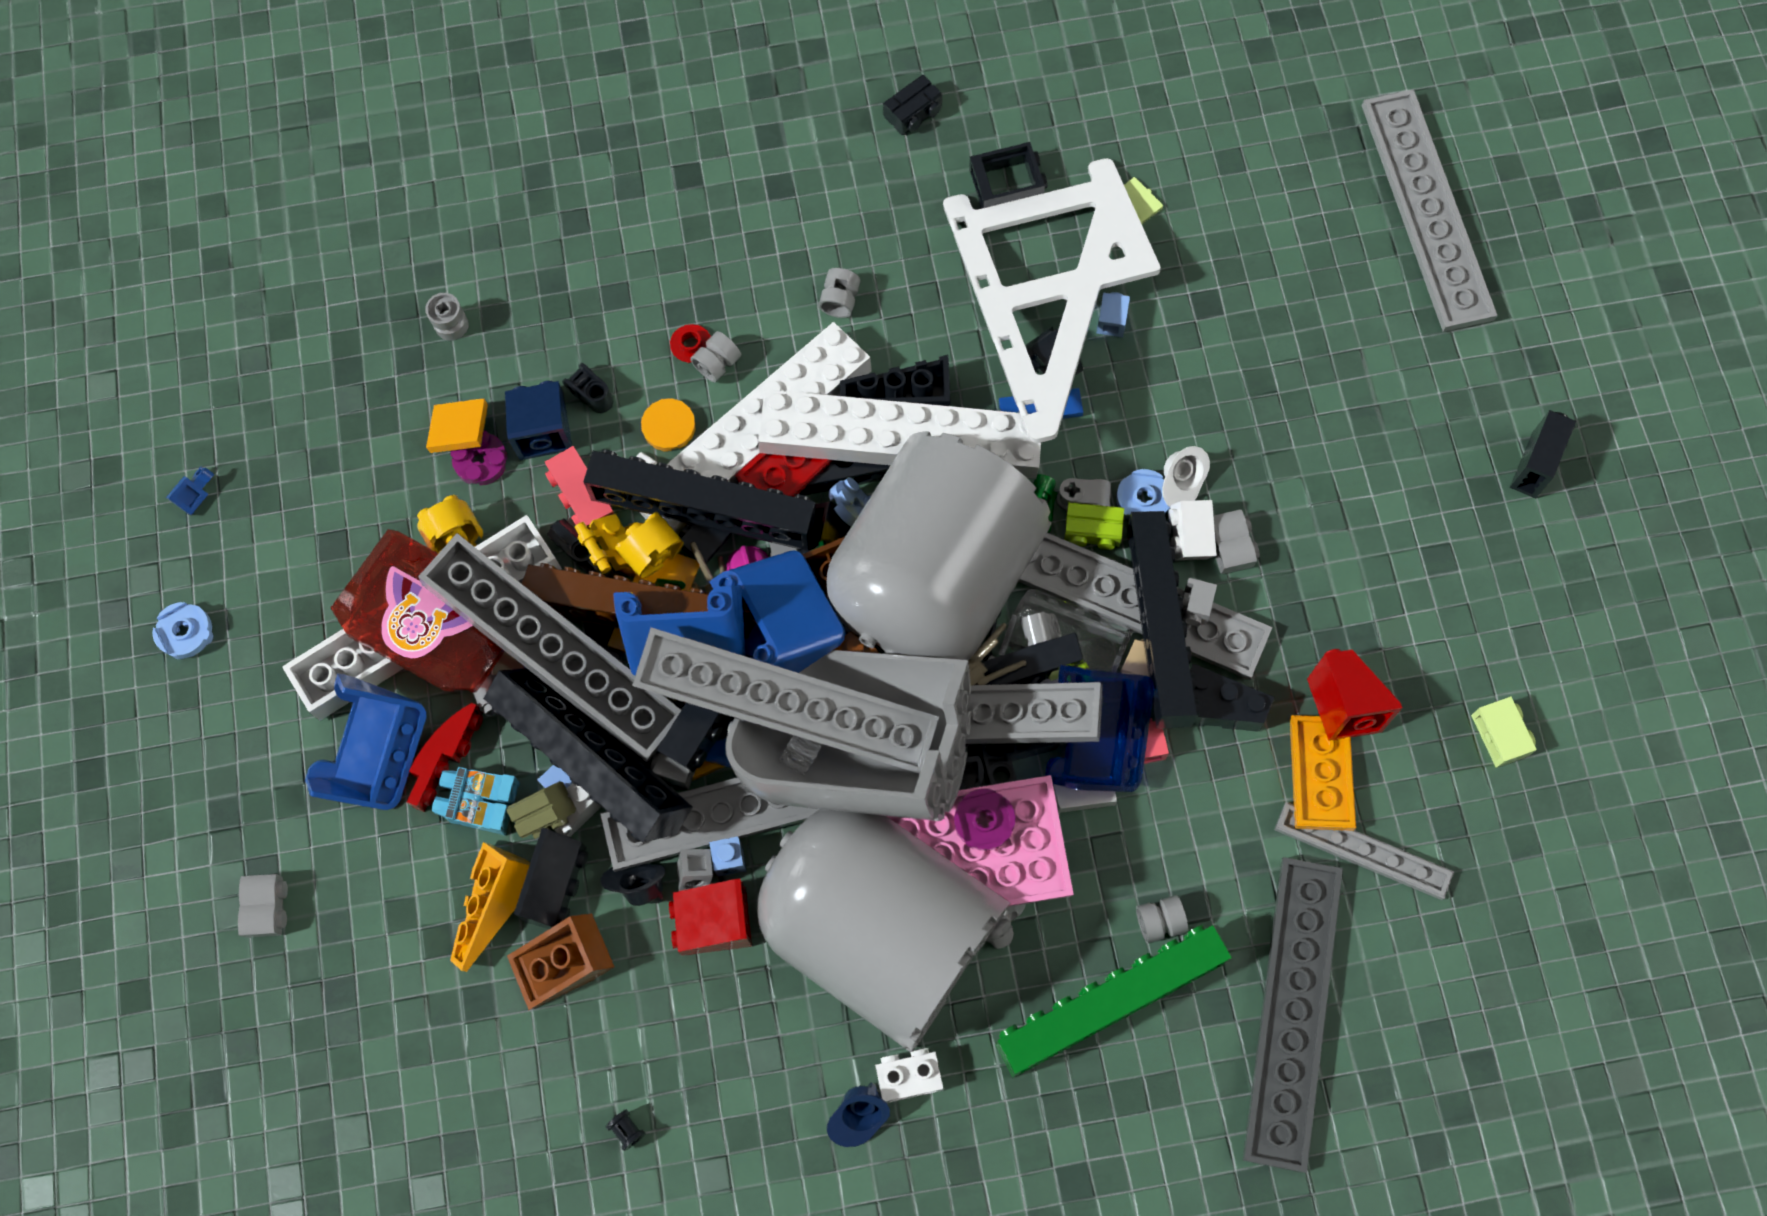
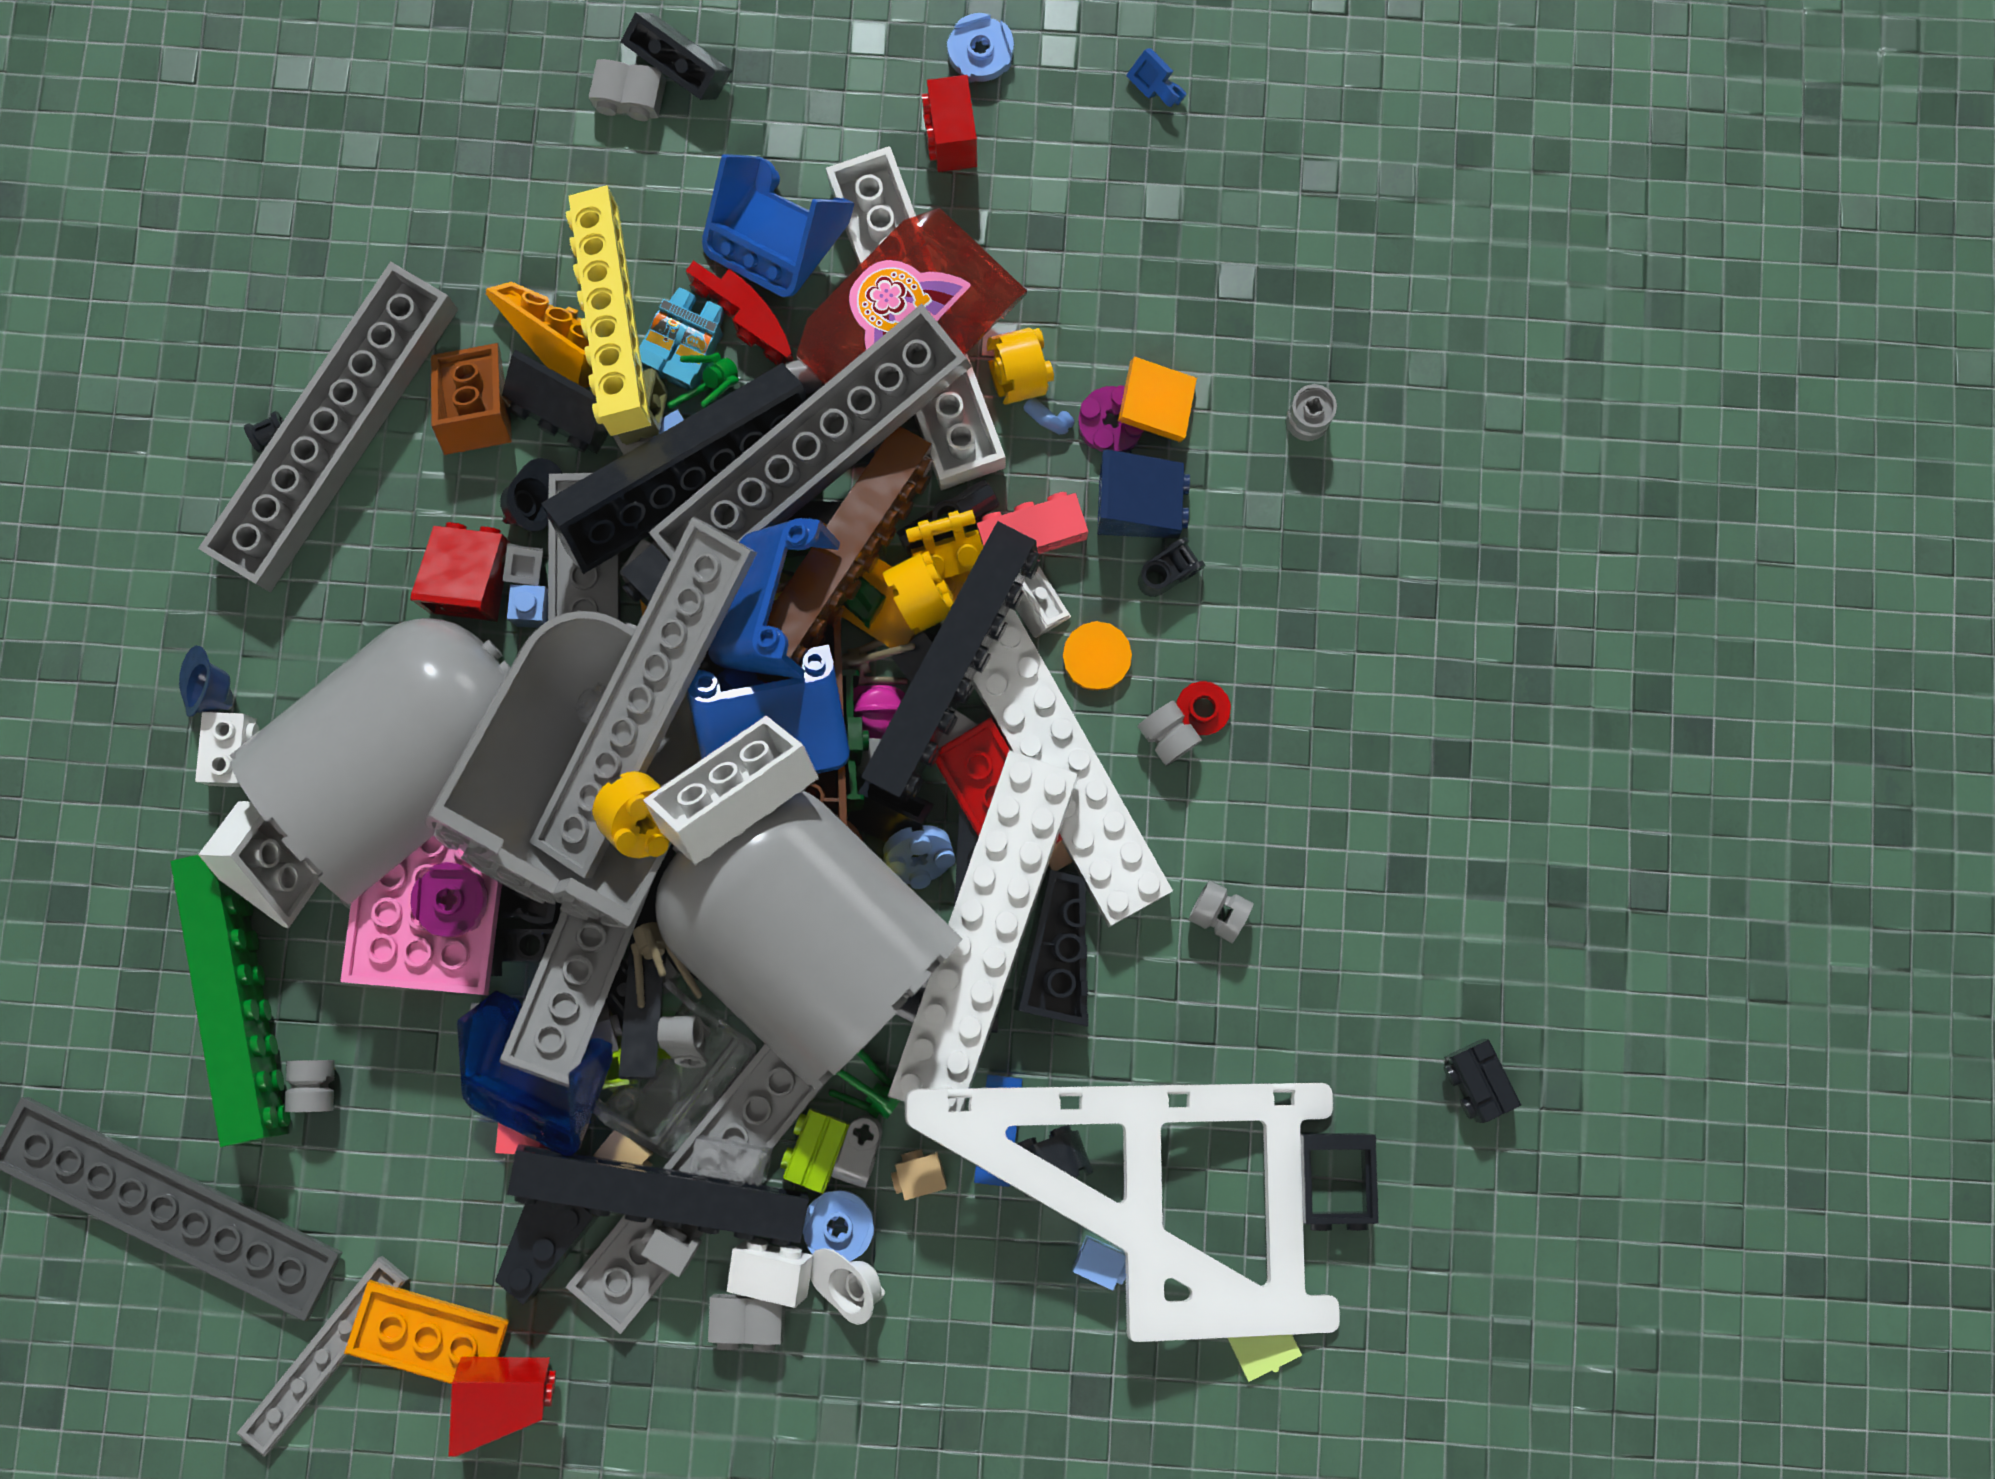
camera: 100 degrees right, 10 degrees up
(226, 868) = (676, 56): none -> black brick
(254, 628) = (950, 123): none -> red piece
(375, 894) = (608, 312): none -> light yellow brick
(487, 504) = (1044, 417): none -> medium blue arm
(500, 760) = (718, 374): none -> green plant
(610, 1070) = (329, 427): none -> light grey brick
(842, 601) = (731, 789): none -> white brick
(880, 677) = (625, 817): none -> yellow brick
(992, 1003) = (258, 865): none -> white slope
(1089, 448) = (918, 1174): none -> tan brick
(1120, 575) = (730, 1160): none -> clear brick

